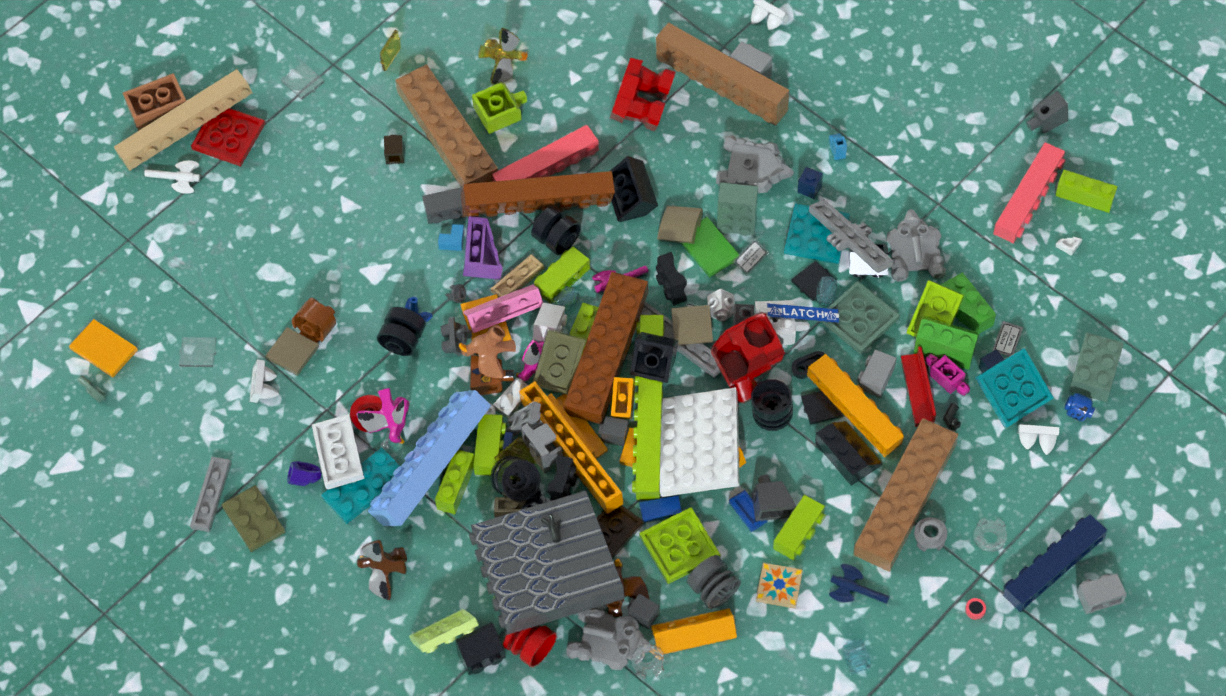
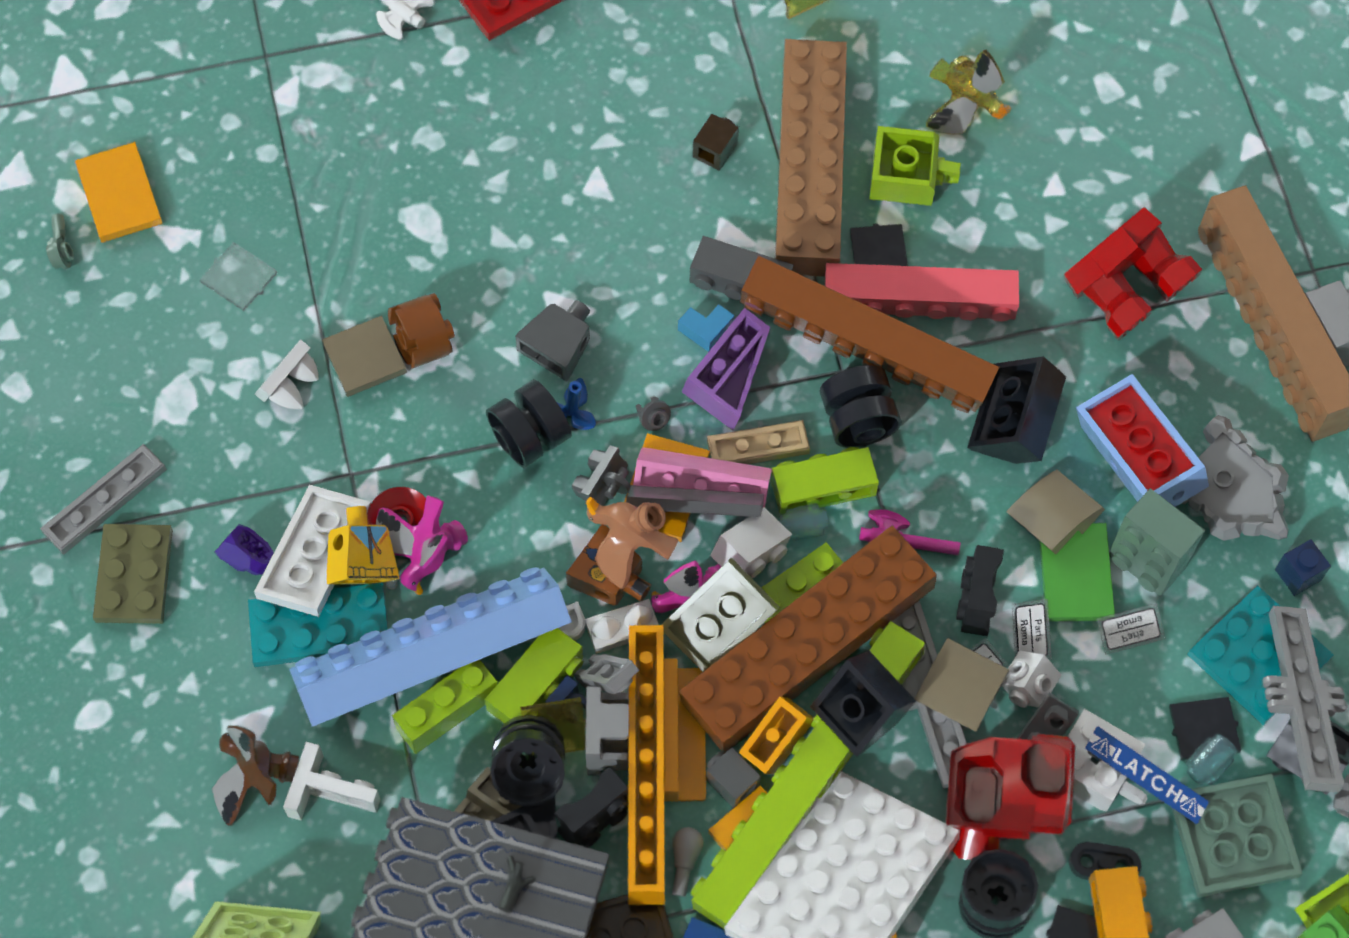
camera: 30 degrees right, 5 degrees up
(363, 436) = (360, 552): none -> yellow torso
(383, 286) = (556, 338): none -> dark grey torso
(426, 551) = (325, 785): none -> white bracket
(508, 152) = (879, 245): none -> black piece
(511, 316) = (698, 500): none -> dark grey tile
(616, 474) = (686, 849): none -> light grey piece
(699, 168) = (1141, 443): none -> brick
(704, 283) = (1031, 627): none -> sticker

